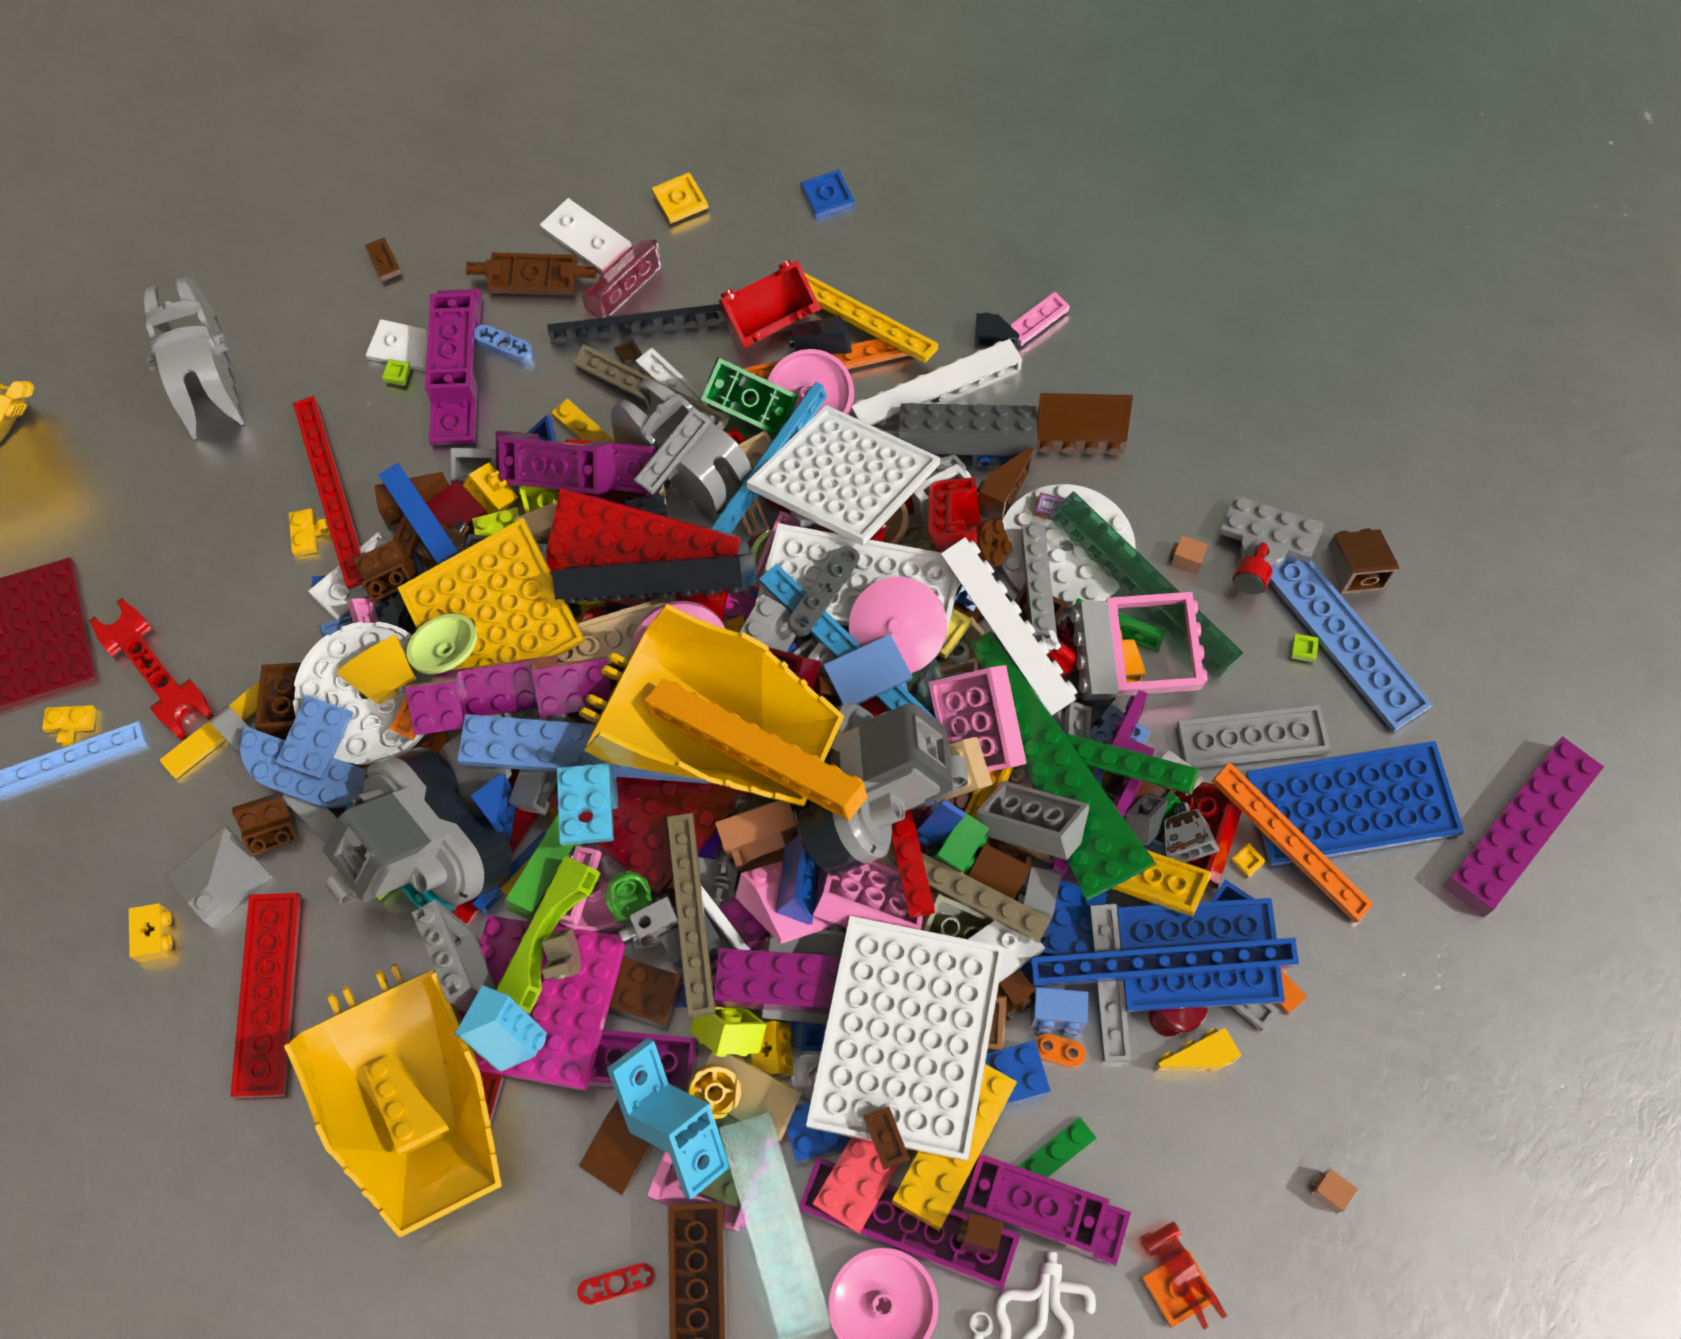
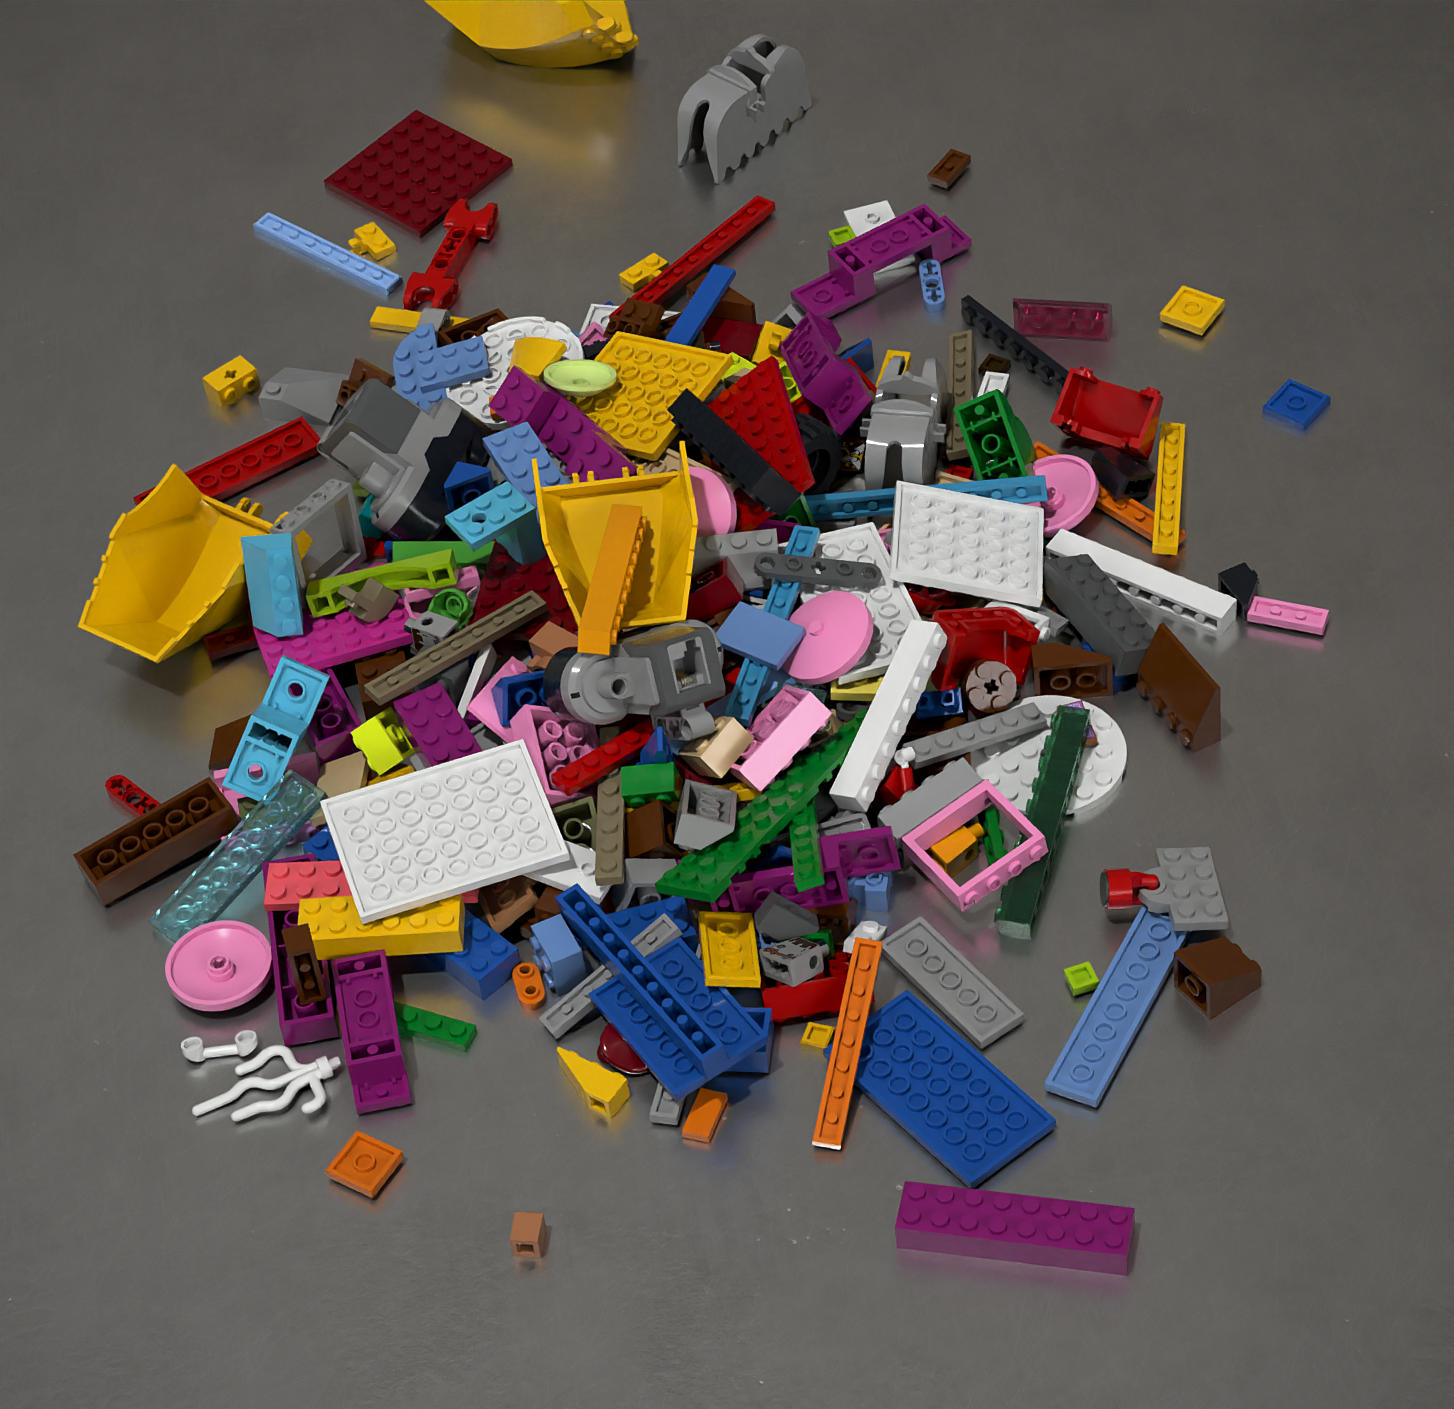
camera: 65 degrees right, 20 degrees down
(404, 1109) = (184, 589): yellow wing -> none
(531, 273) = (1018, 261): reddish brown plate -> none
(585, 235) = (1094, 271): white plate -> none
(673, 451) = (874, 408): light grey tile -> none
(717, 1087) = (322, 755): yellow cylinder -> none
(886, 1137) = (340, 849): reddish brown plate -> none
(1181, 1268) = (380, 1147): clear red flag -> none
(1188, 554) = (1112, 845): nougat brick -> none

